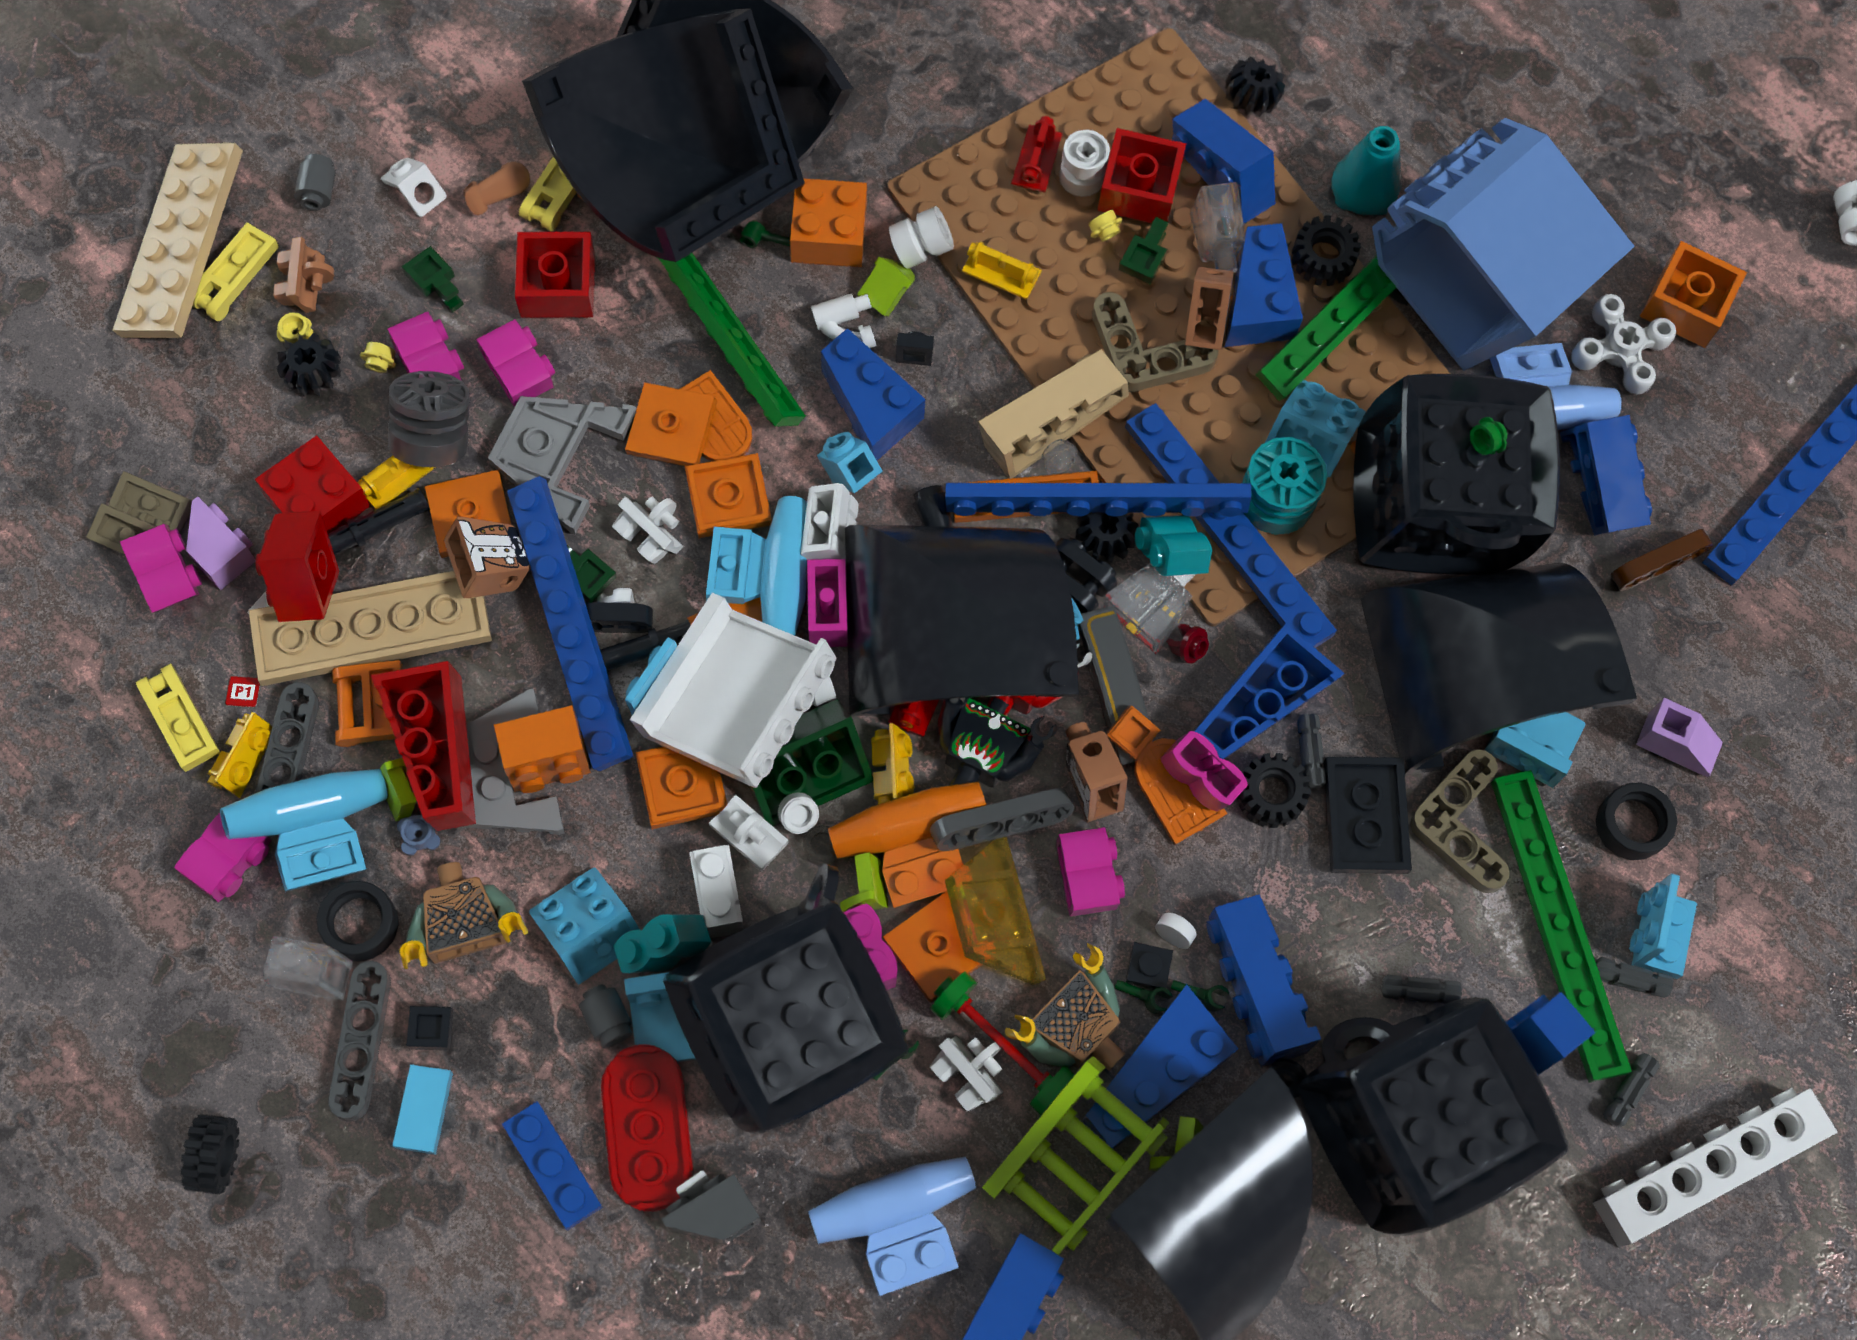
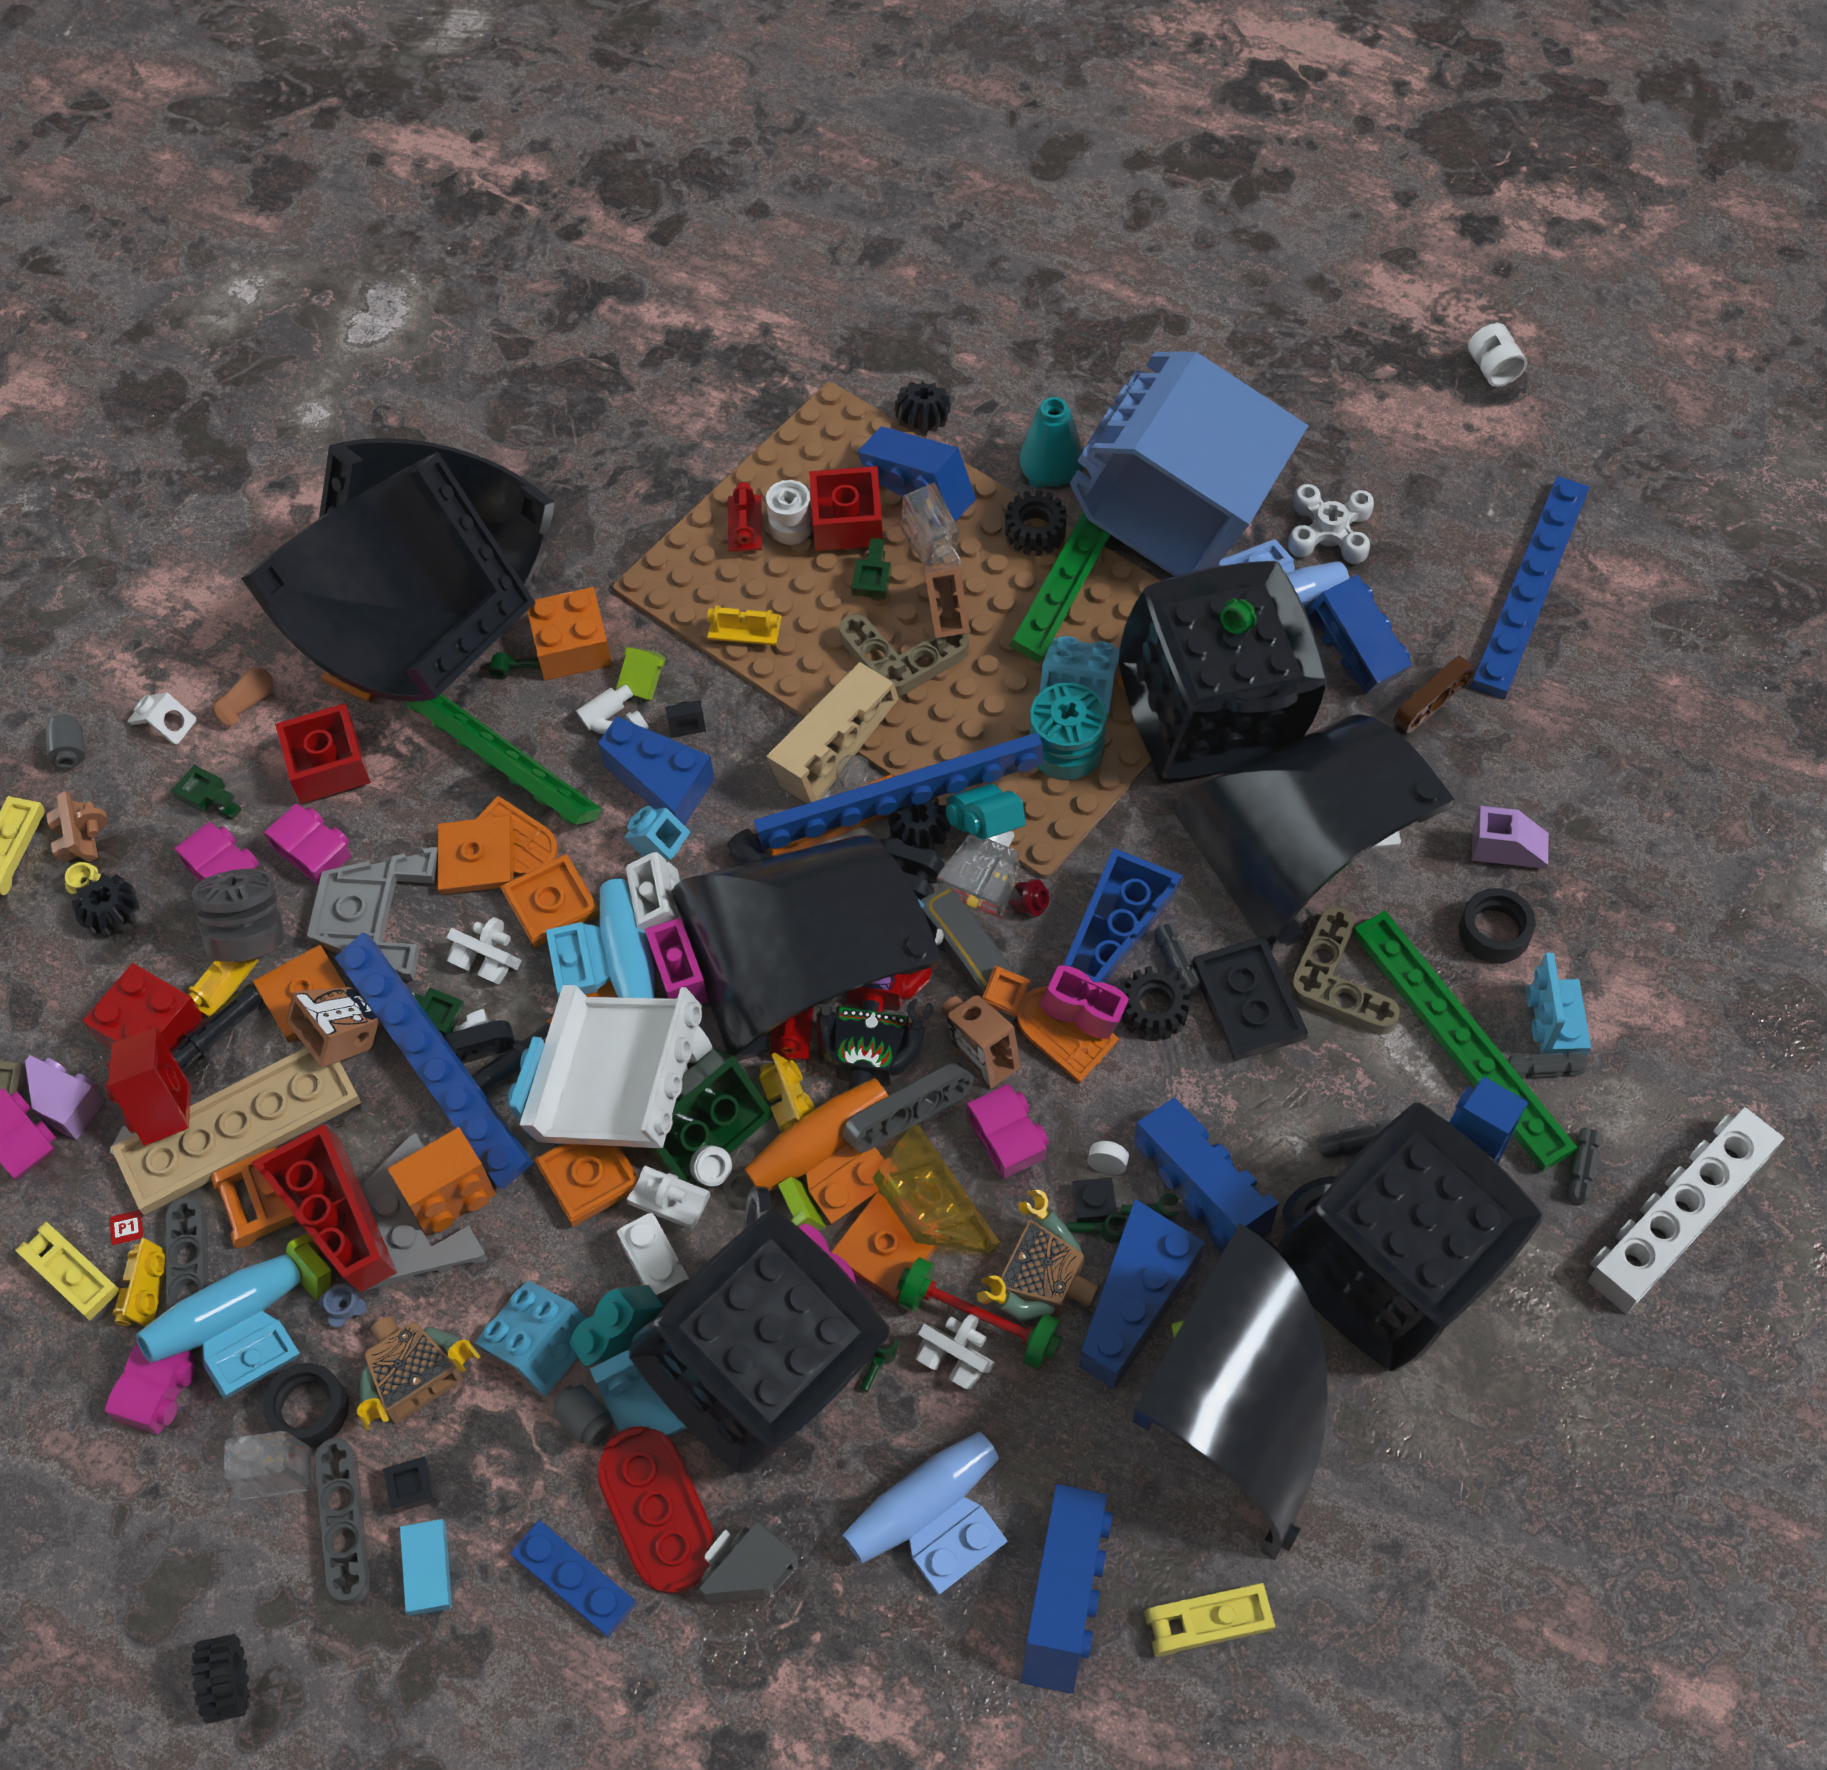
camera: 10 degrees left, 10 degrees down
(378, 357) = (172, 878): light yellow plate -> none
(553, 188) = (298, 678): light yellow plate -> none
(918, 238) = (660, 619): white wheel -> none
(1036, 1147) = (1043, 1397): lime fence -> none
(1105, 226) = (827, 560): light yellow plate -> none
(1235, 534) = (1035, 787): blue plate -> none
(1265, 290) = (992, 572): blue wedge -> none
(1539, 746) = (1380, 882): medium azure bracket -> none
(1694, 293) = (1377, 461): orange brick -> none

